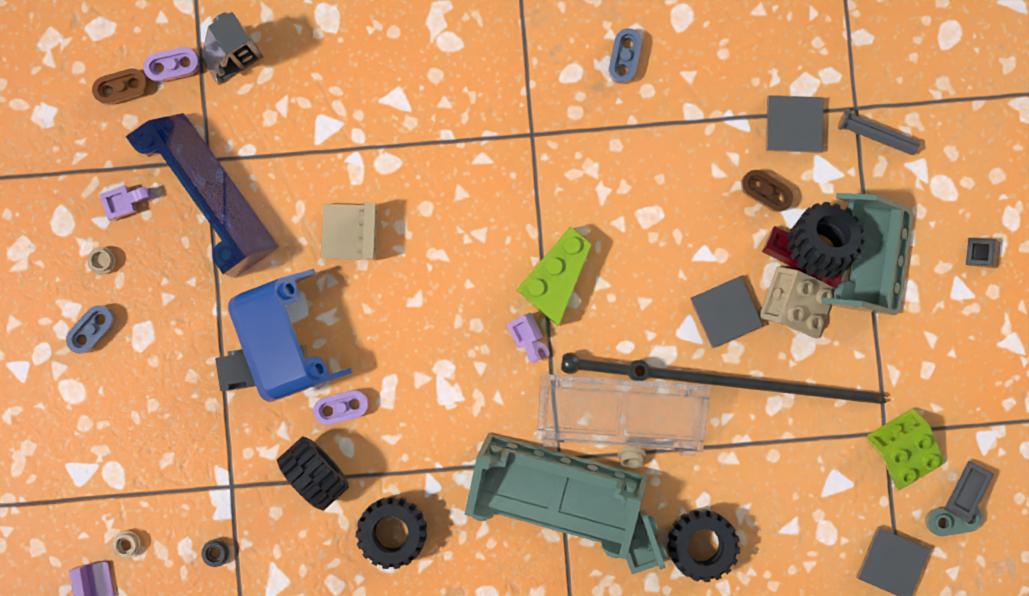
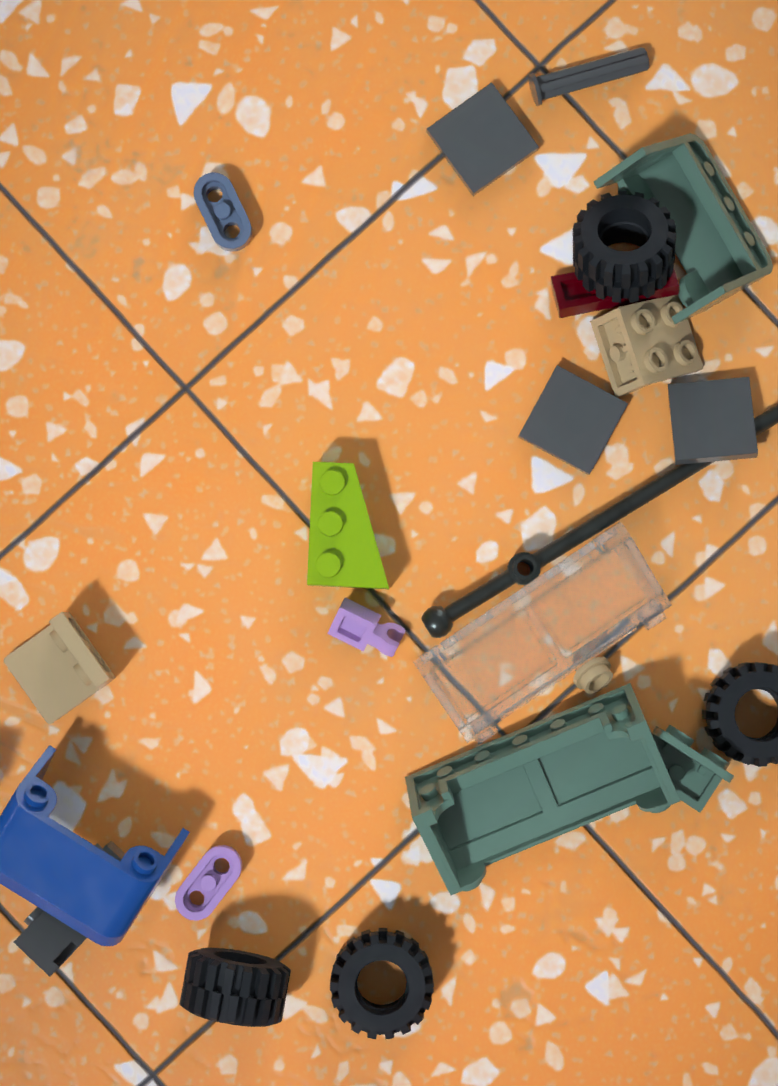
camera: 35 degrees left, 0 degrees up
(767, 189) = (509, 240): reddish brown plate -> none
(801, 370) = (712, 421): none -> dark grey tile

